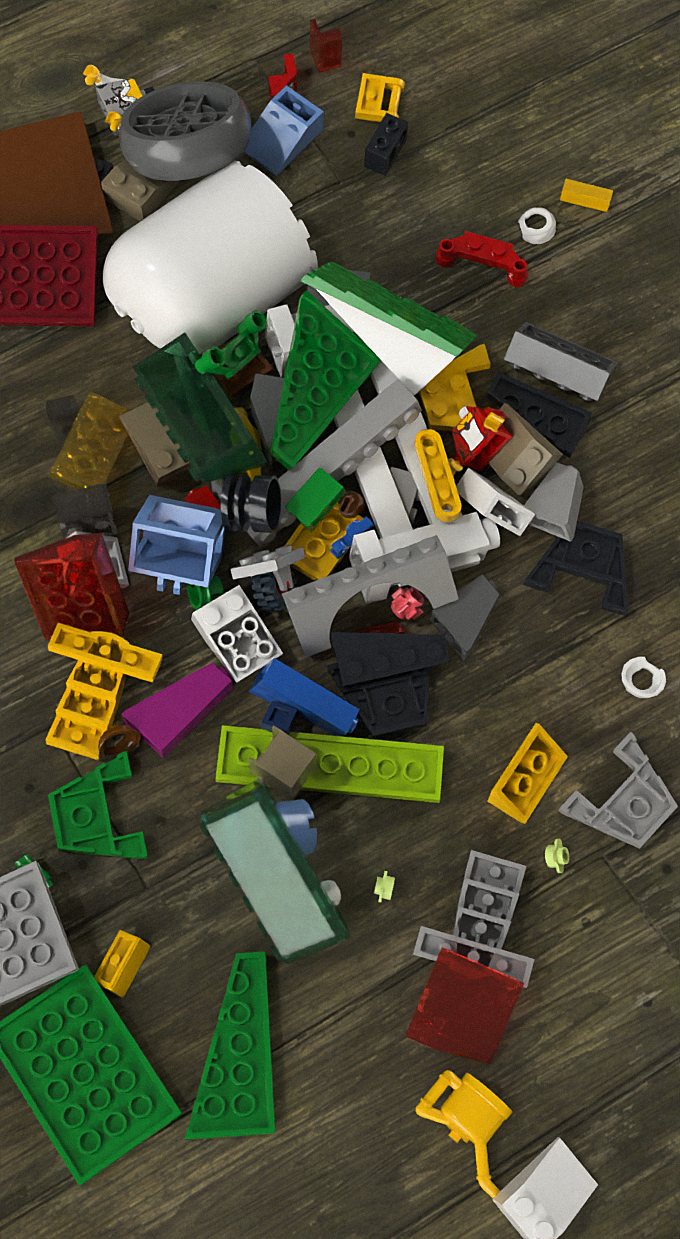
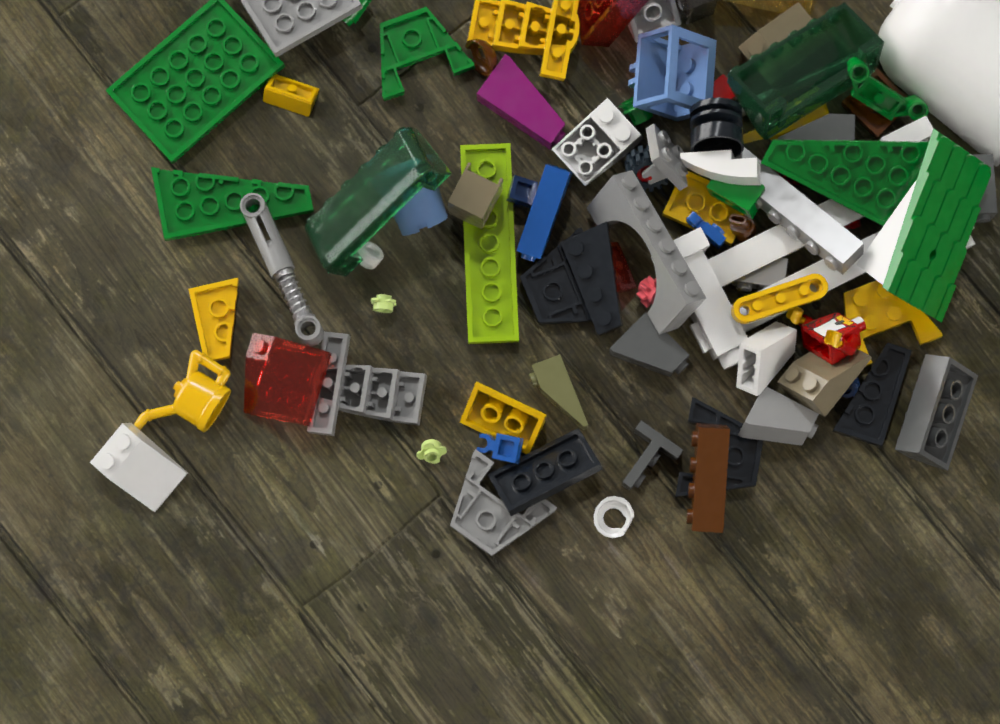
camera: 85 degrees right, 10 degrees up
(293, 502) = (723, 167): none -> white slope
(331, 993) = (280, 267): none -> light grey piece
(375, 1083) = (214, 316): none -> yellow wing
(495, 715) = (557, 387): none -> olive slope
(561, 775) = (504, 447): none -> blue plate
(582, 633) = (650, 456): none -> dark grey bracket
(592, 738) = (545, 472): none -> black plate
(614, 570) = (709, 477): none -> reddish brown wedge

